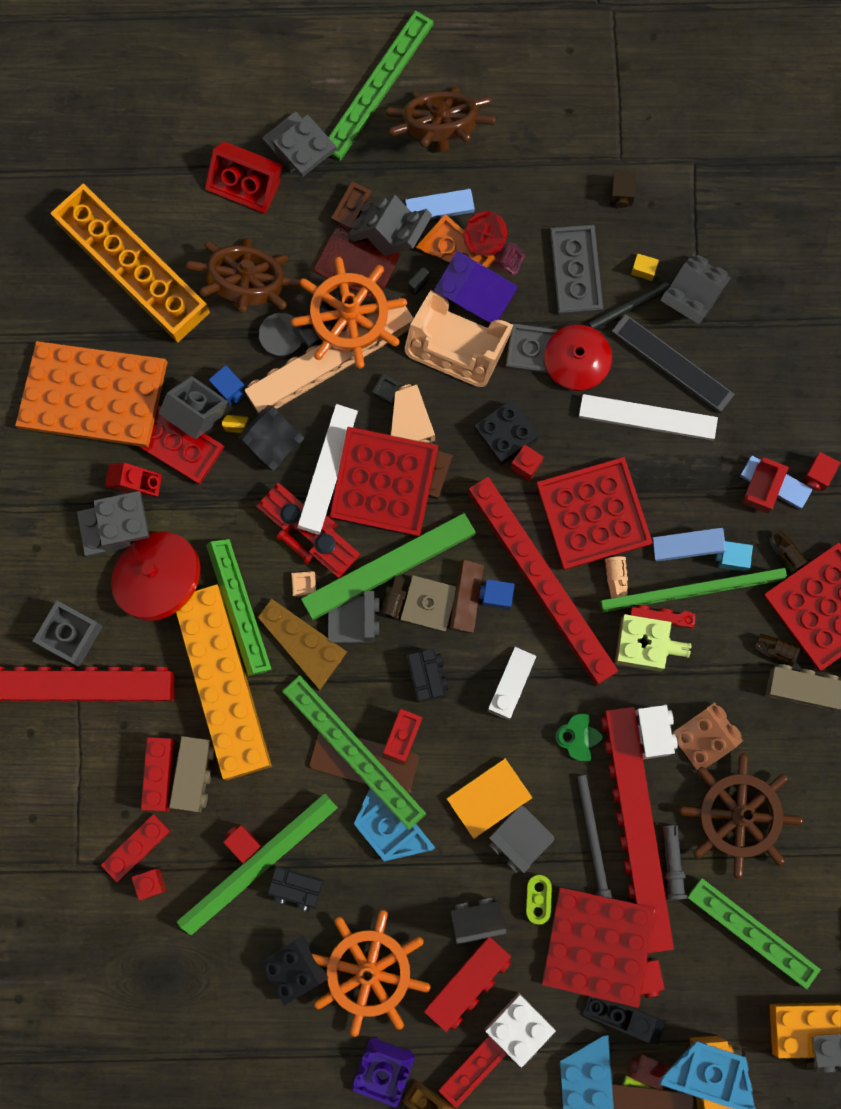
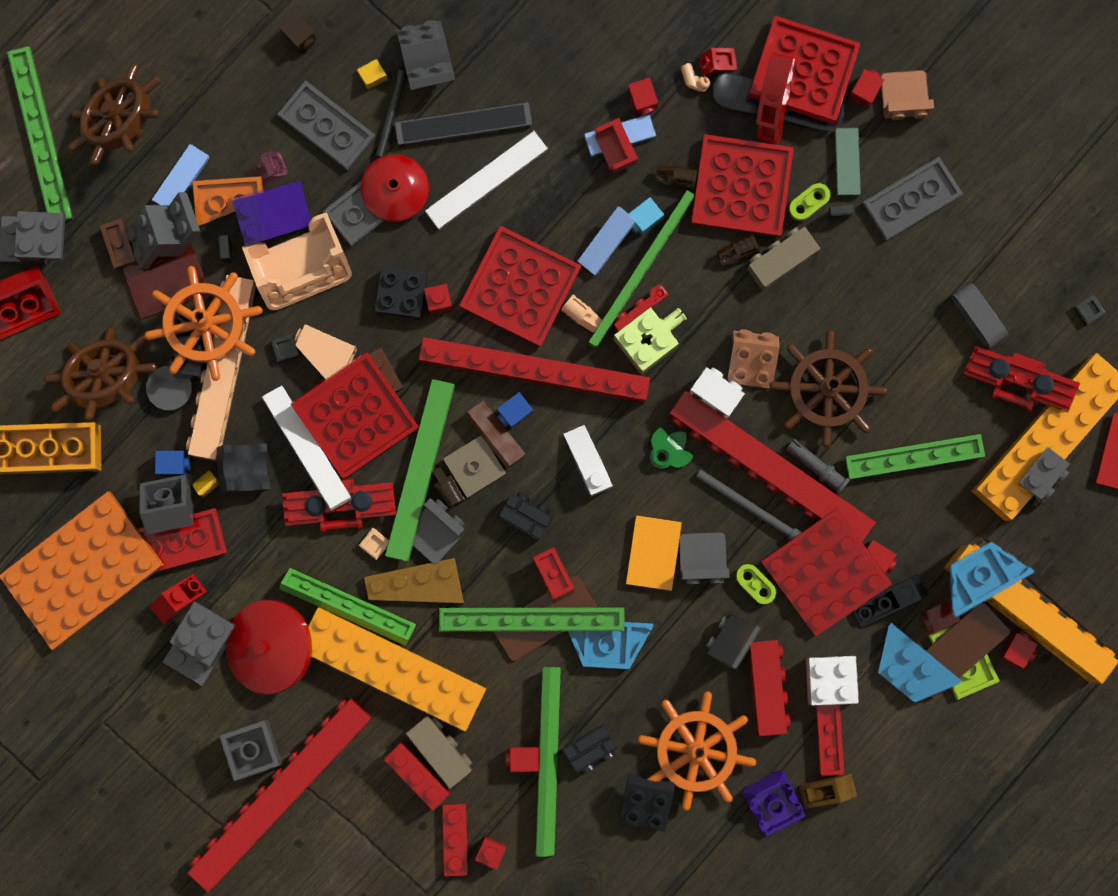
camera: 55 degrees left, 5 degrees up
(485, 233) = (238, 167): red tile -> none

